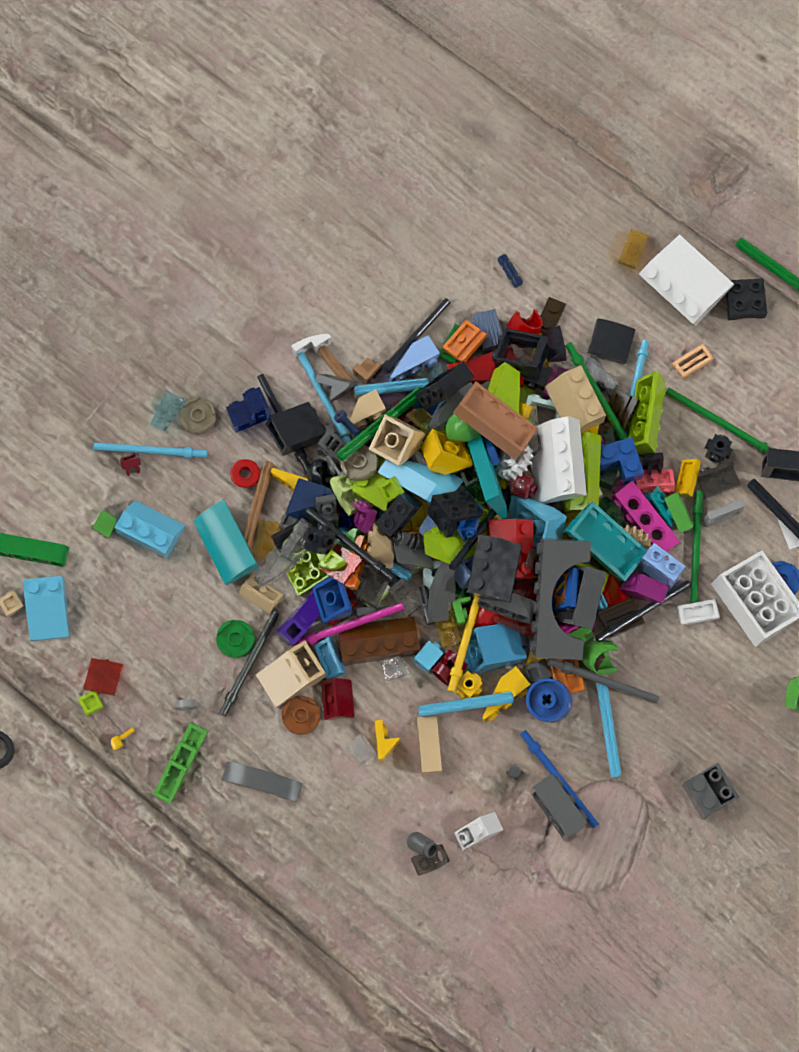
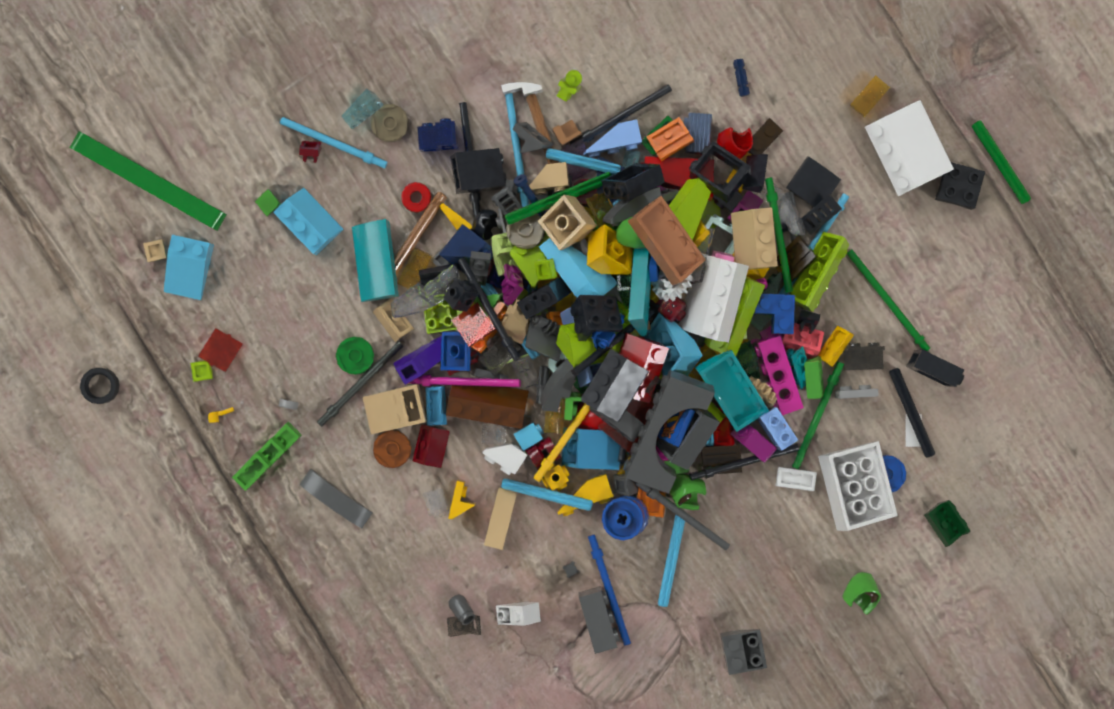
camera: 20 degrees right, 15 degrees up
(332, 561) = (465, 320): lime tile -> none
(355, 324) = (569, 85): none -> lime hips
(414, 680) = (506, 455): none -> white slope
(621, 378) = (811, 223): none -> black slope
(679, 370) = (868, 234): light nougat tile -> none
(718, 448) = (869, 331): black brick -> none

